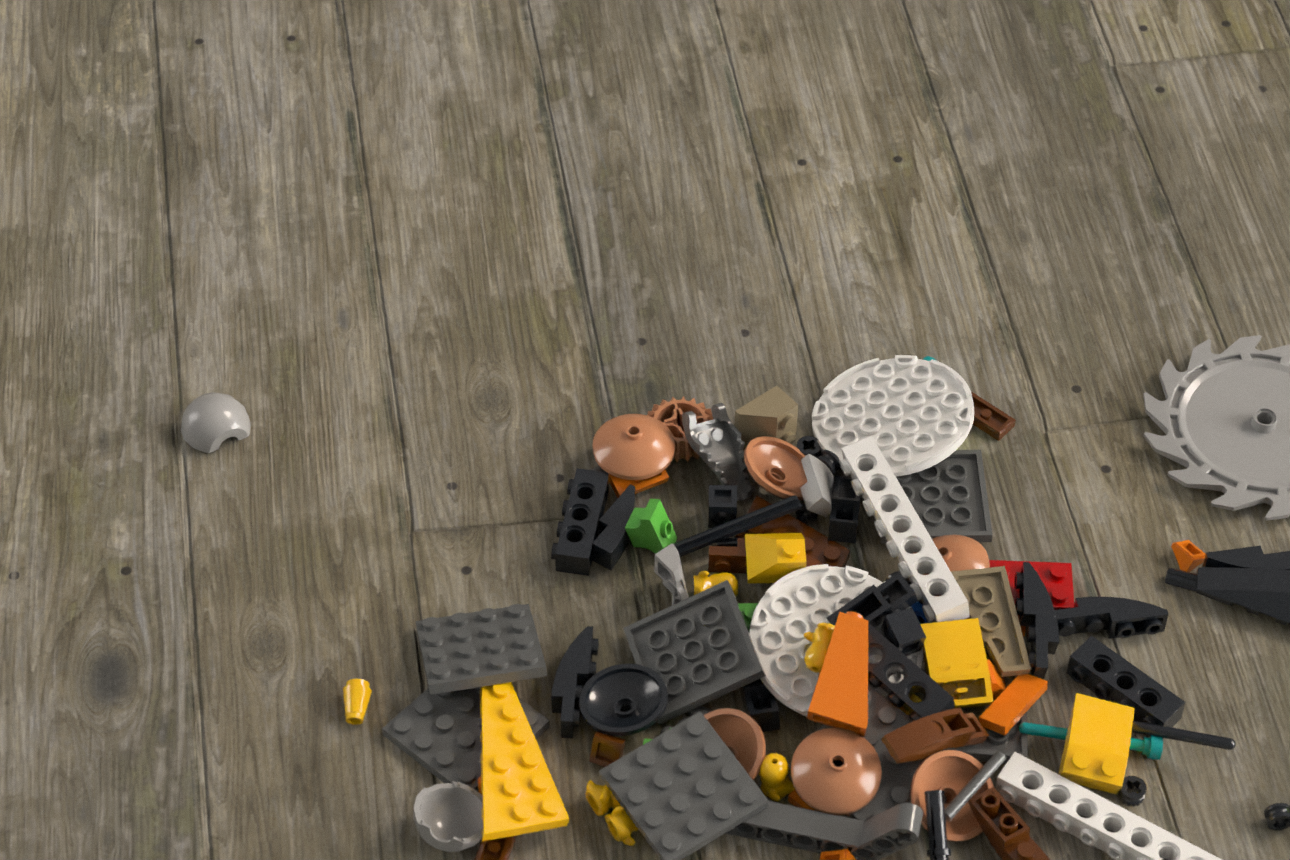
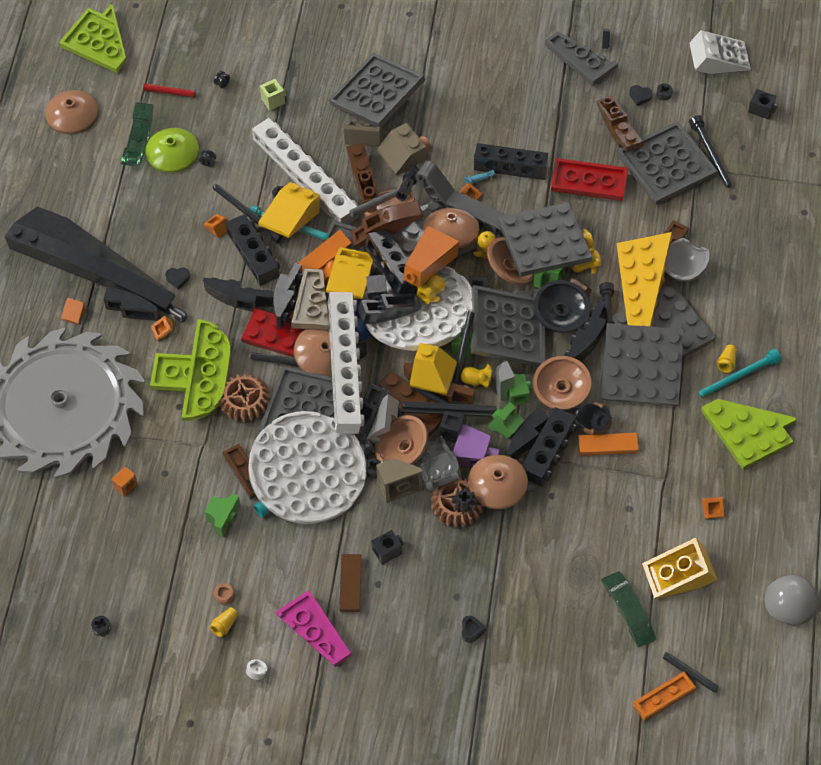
camera: 160 degrees left, 10 degrees up
(289, 719) = (772, 358): none -> teal piece
(306, 614) = (749, 431): none -> lime wing
(329, 324) = (690, 672): none -> black bar
(338, 510) = (713, 507): none -> orange slope
(355, 295) = (664, 696): none -> orange tile
(363, 418) = (680, 570): none -> yellow slope
(426, 369) = (630, 608): none -> clear green slope
(501, 551) = (608, 444): none -> orange tile
(529, 568) = (594, 418): none -> black hair
(564, 758) = (606, 291): none -> black piece
(588, 594) = (562, 372): none -> nougat dish
(610, 309) = (472, 629): none -> black tile
(648, 585) = (520, 392): none -> bright green brick
(667, 403) = (464, 495): none -> black gear
(684, 495) = (472, 446): none -> medium lavender torso
(745, 596) = (463, 347): none -> black bar
(749, 360) = (387, 554): none -> black brick
(779, 321) = (350, 582): none -> reddish brown tile
(798, 264) = (313, 626): none -> dark pink wing
(847, 212) = (256, 669): none -> white tile
(910, 244) = (223, 623): none -> yellow cone
(927, 277) = (224, 594): none -> nougat tile
(975, 349) = (222, 512): none -> bright green brick
(1016, 552) = (274, 359): none -> black bar
(1023, 479) = (254, 391): none -> nougat gear
(1054, 209) = (98, 621): none -> black bush
(1104, 506) = (198, 373): none -> lime plate
(1118, 352) = (124, 481): none -> orange slope
(1200, 719) = (216, 225): none -> orange slope
(1212, 629) = (177, 277): none -> black tile

